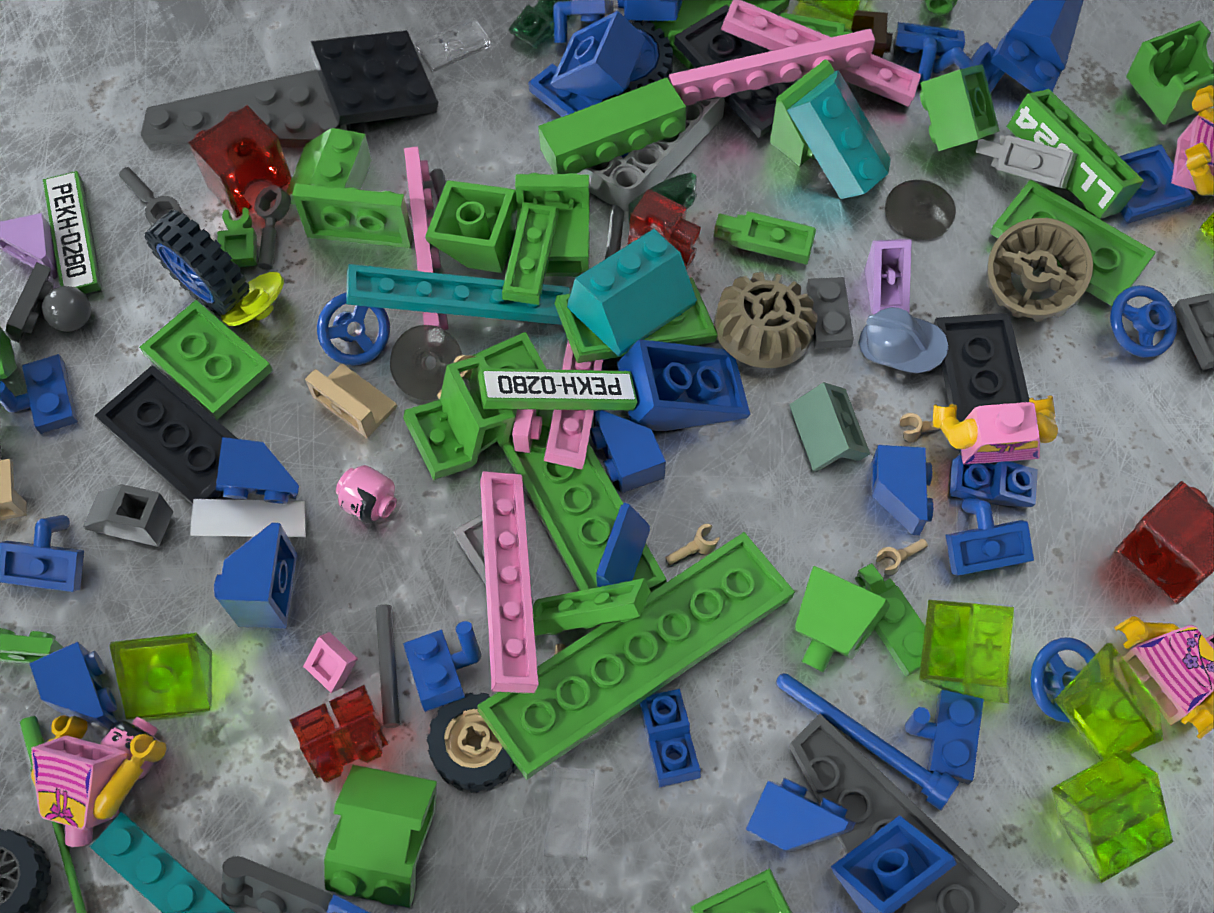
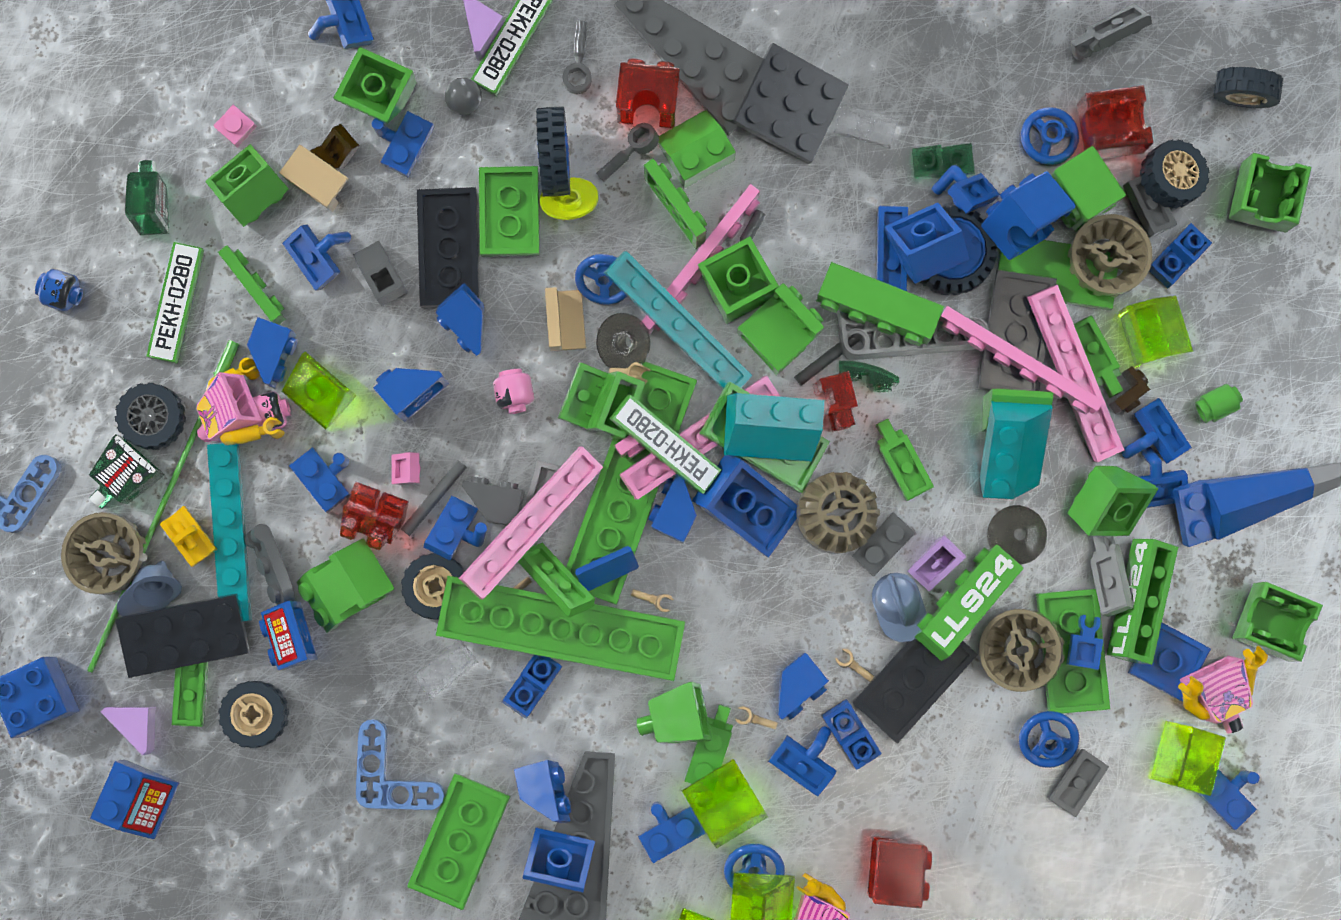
camera: 45 degrees right, 20 degrees up
(23, 316) = (456, 65): dark grey plate -> none
(239, 239) = (597, 146): bright green plate -> none
(245, 517) = (436, 343): white sticker -> none
(251, 760) = (321, 478): none -> blue plate
(454, 599) = (494, 502): none -> dark grey slope
(530, 253) = (746, 337): bright green tile -> none
(828, 426) = (801, 611): sand green panel -> none
(935, 786) = (631, 845): blue piece -> none
(953, 279) = (968, 602): none -> bright green brick
(999, 430) = (873, 719): torso -> none
(1082, 217) = (1084, 648): none -> blue plate

